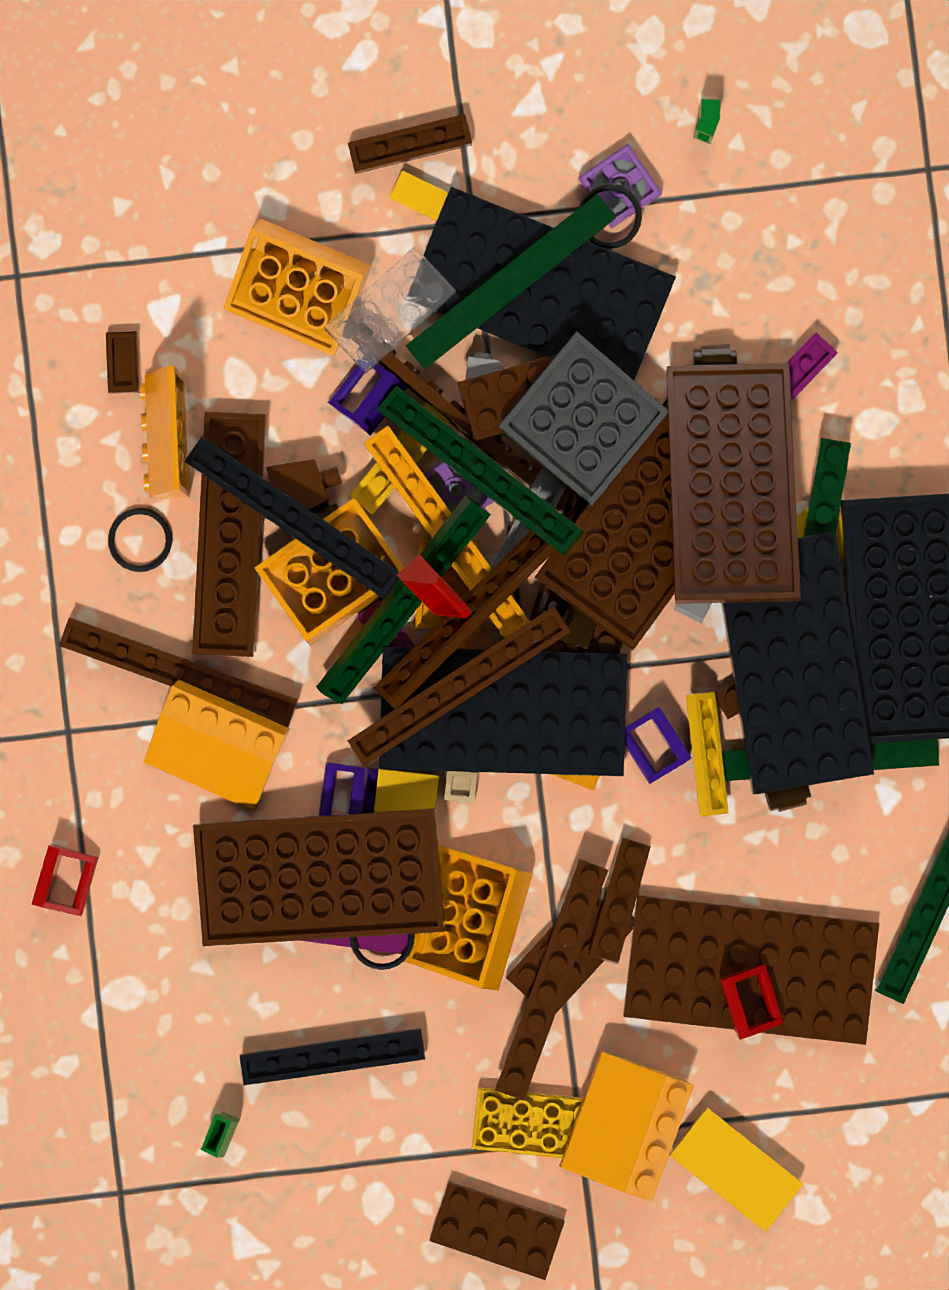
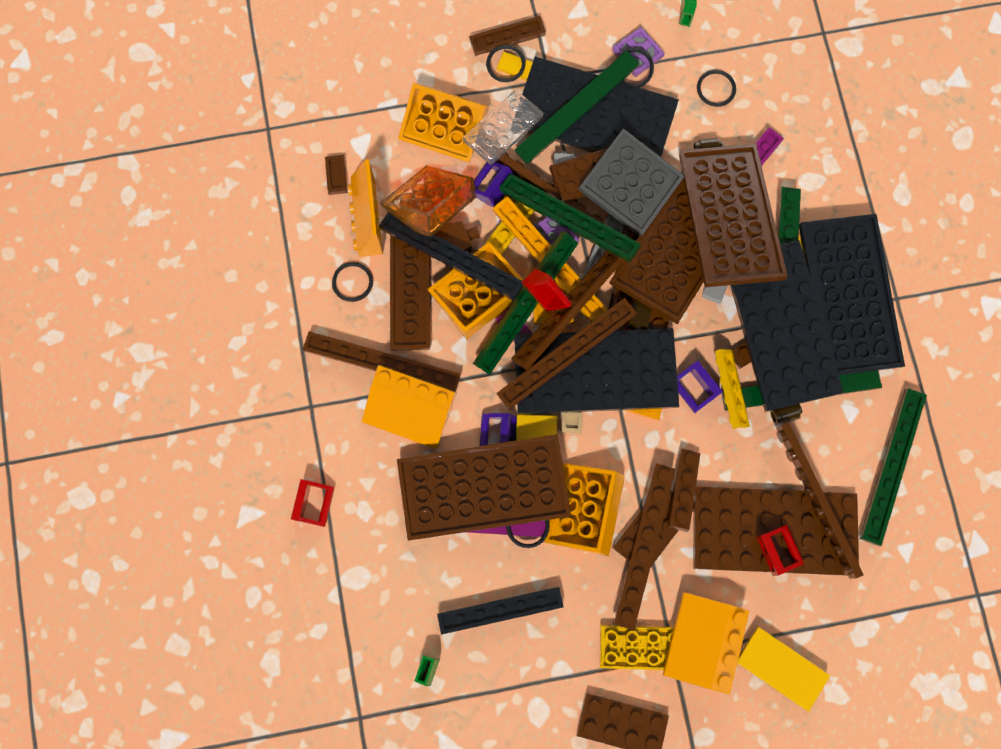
camera: 10 degrees left, 10 degrees down
(267, 422) = (430, 199): none -> clear orange slope
(403, 164) = (505, 79): none -> black tyre
(721, 275) = (712, 103): none -> black tyre
(810, 920) = (821, 506): none -> reddish brown plate

